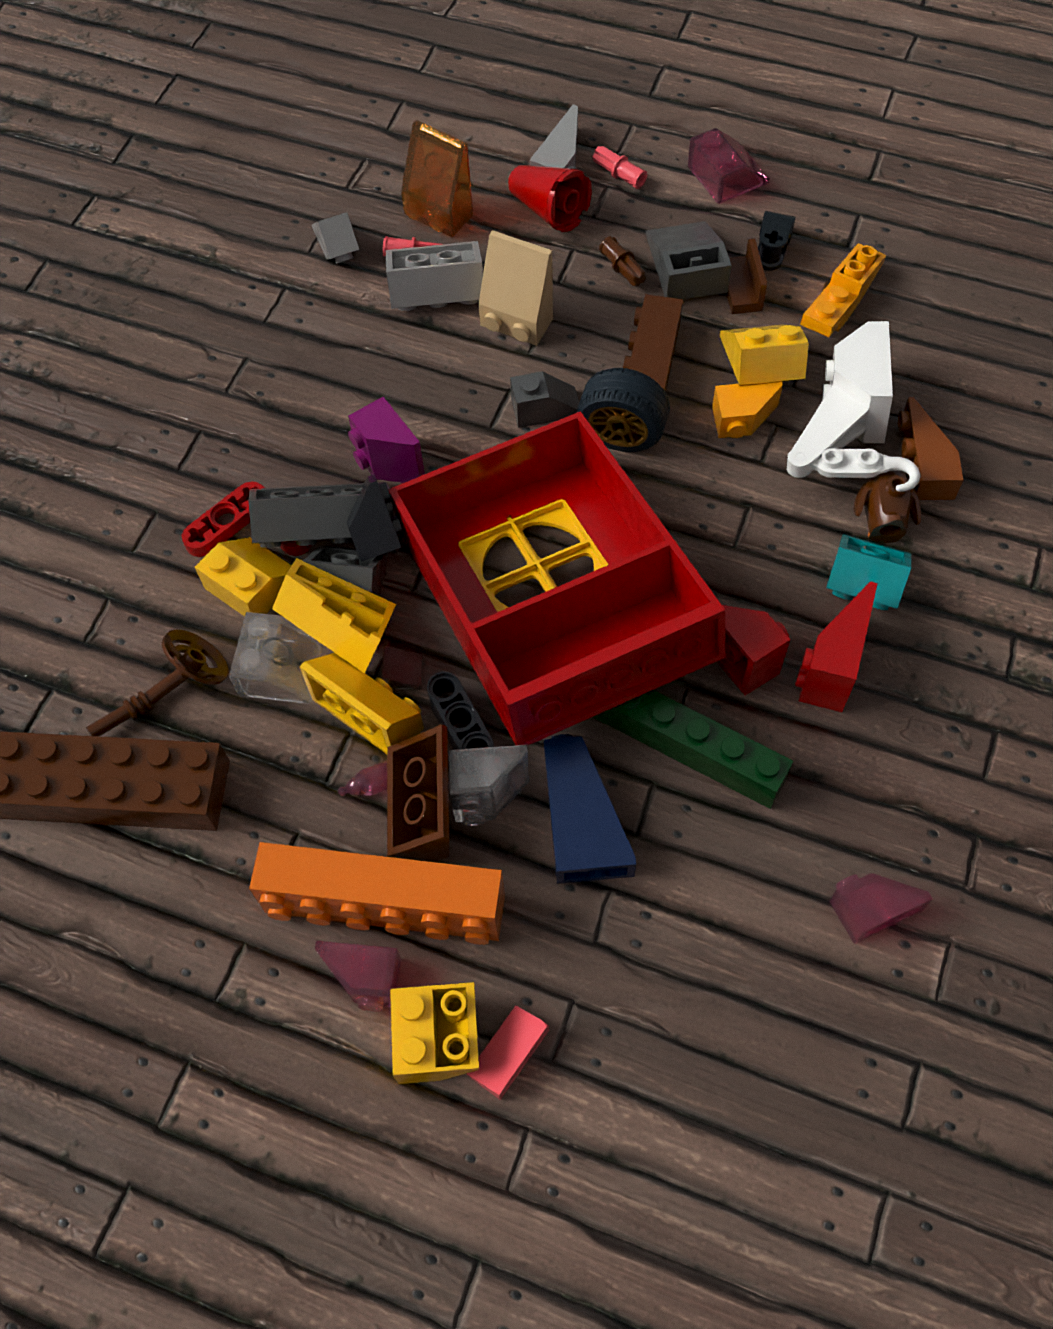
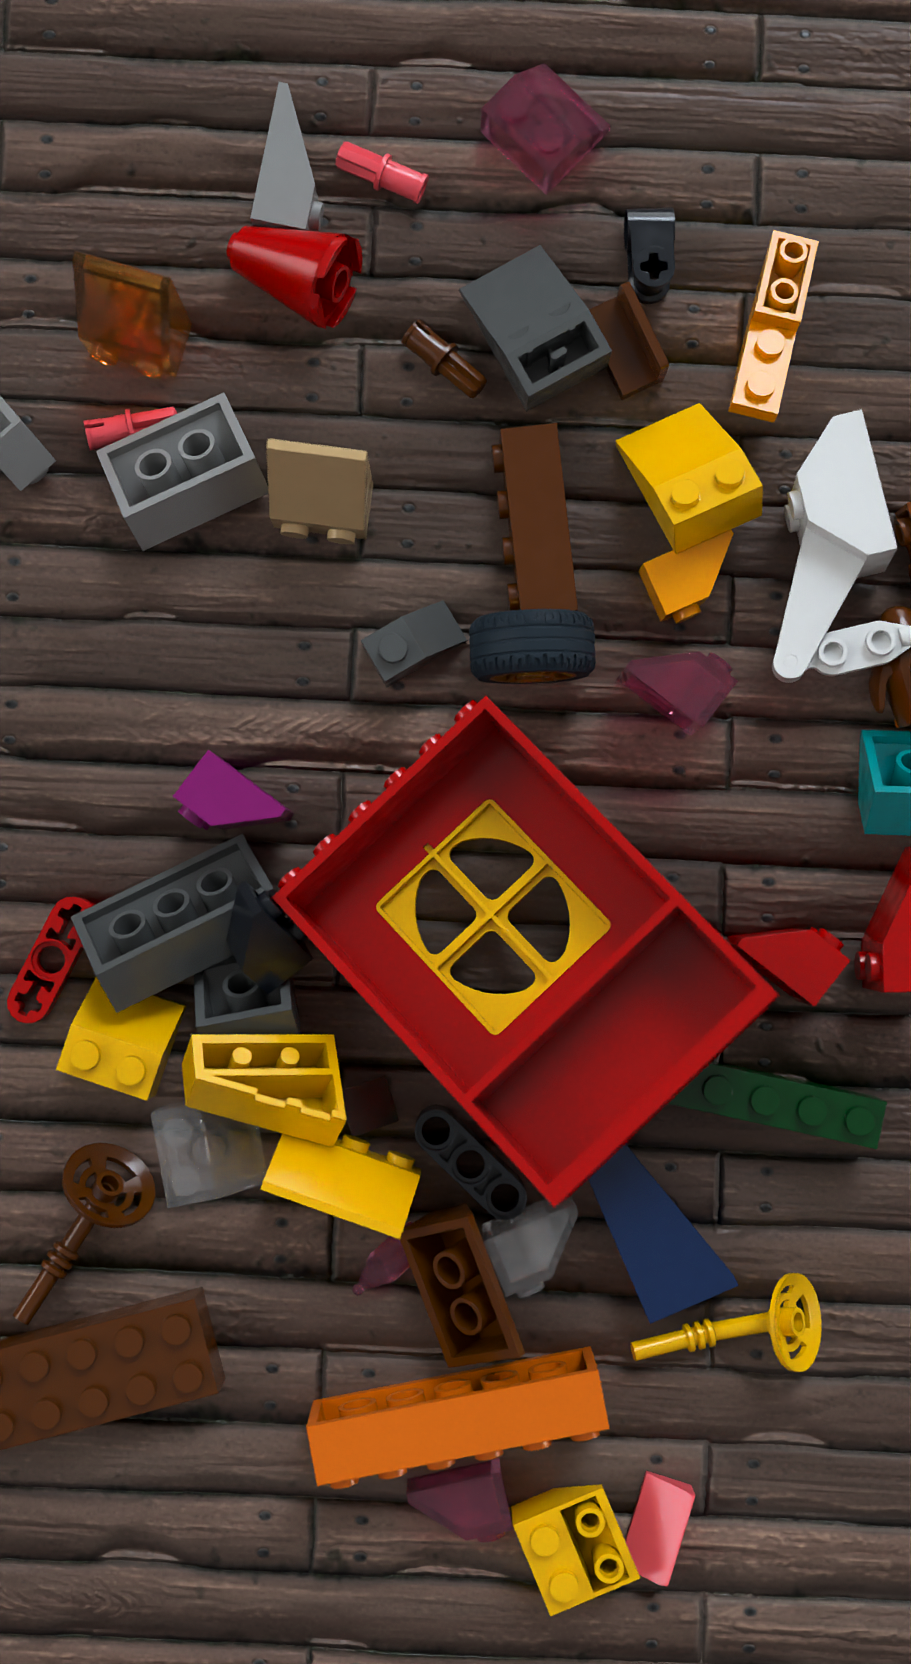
camera: 25 degrees left, 25 degrees up
(658, 910) = (778, 1322): none -> yellow dish
(717, 458) = (681, 686): none -> clear pink slope

